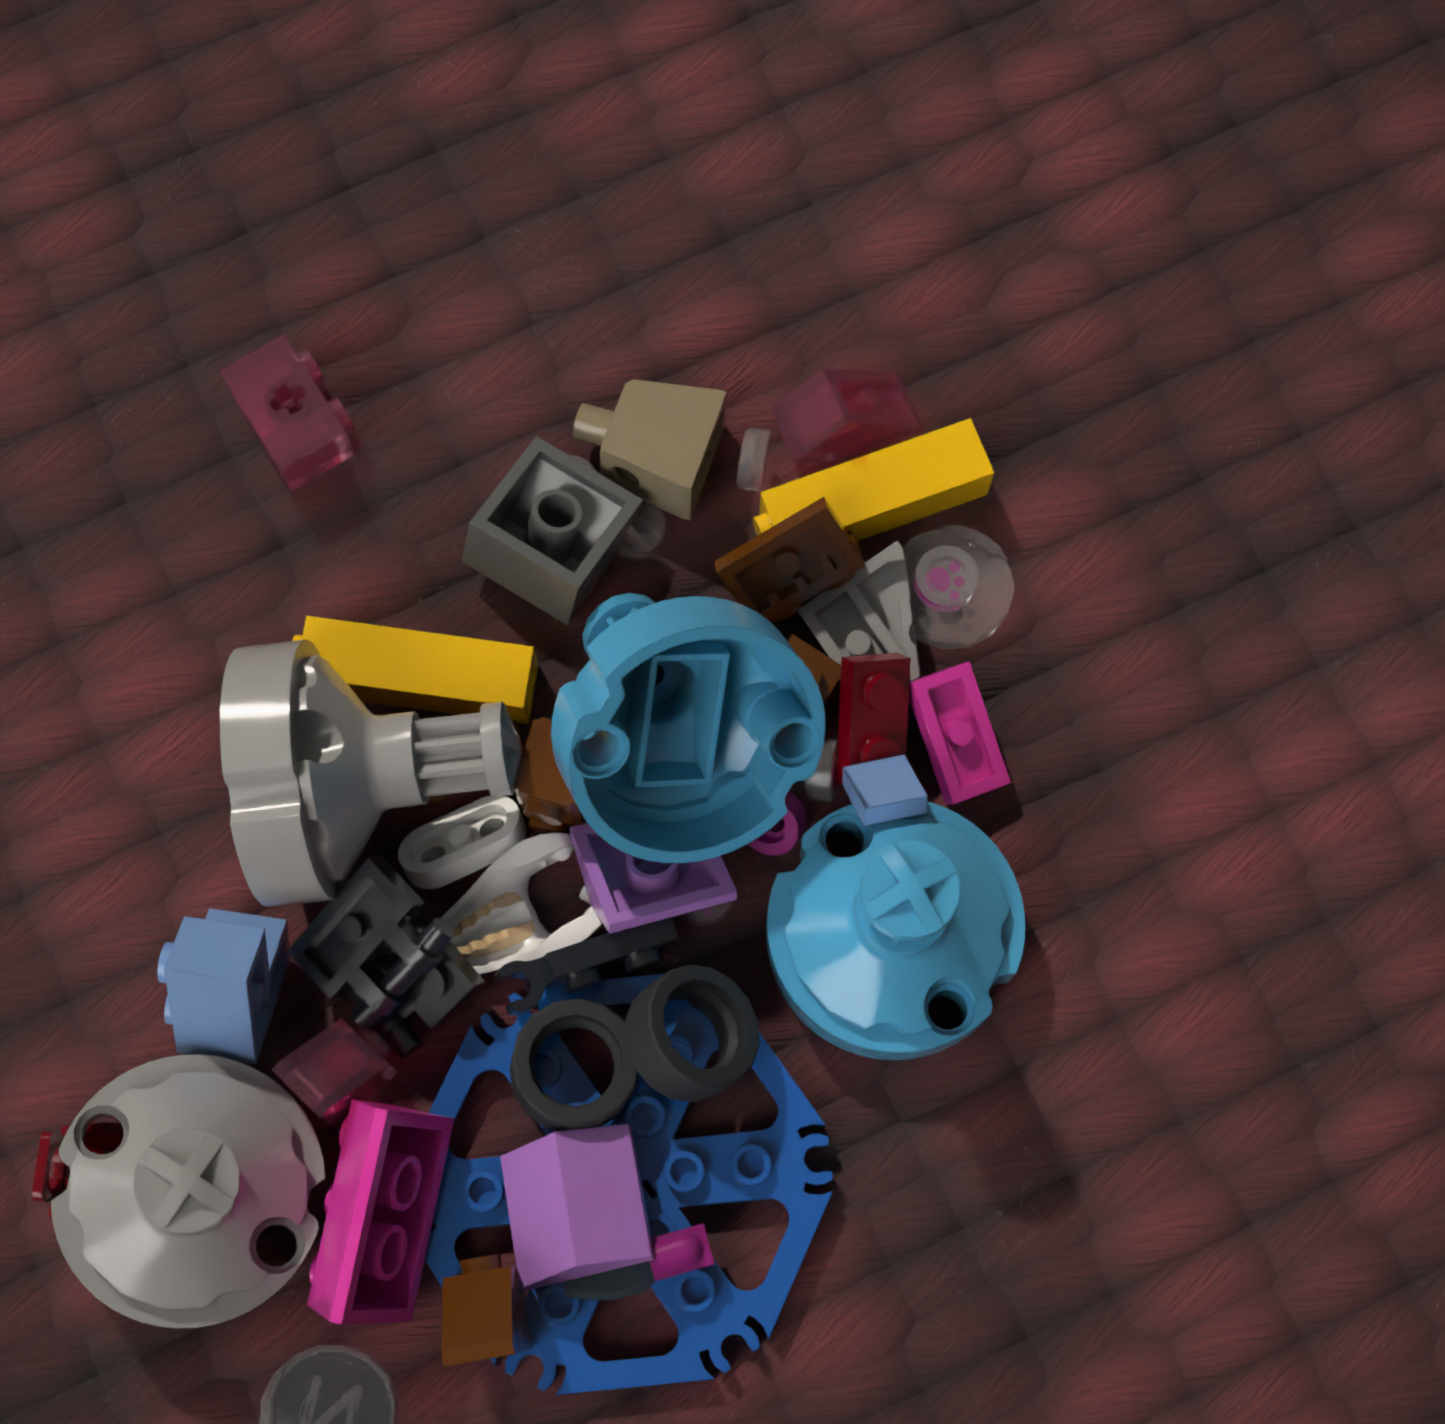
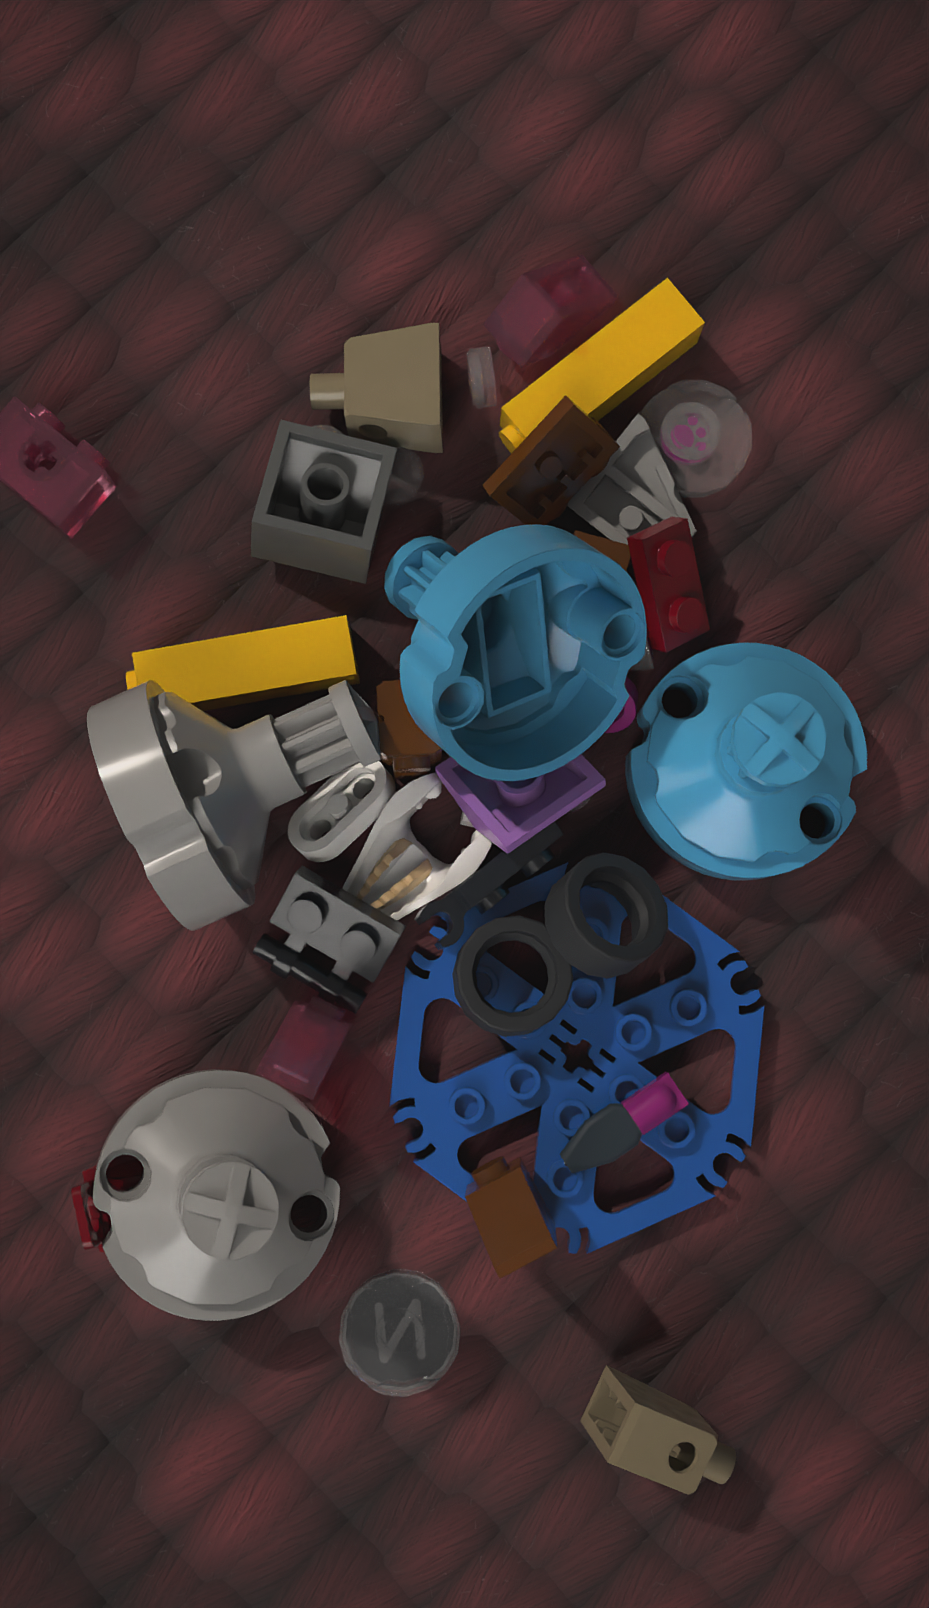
camera: 20 degrees left, 10 degrees up
(224, 982) = (181, 1005): medium blue brick -> none
(356, 928) = (280, 919): black plate -> none
(379, 1214) = (386, 1158): dark pink slope -> none
(576, 1205) = (554, 1094): medium lavender slope -> none
(884, 790) = (702, 645): medium blue tile -> none
(957, 733) = (745, 571): dark pink plate -> none

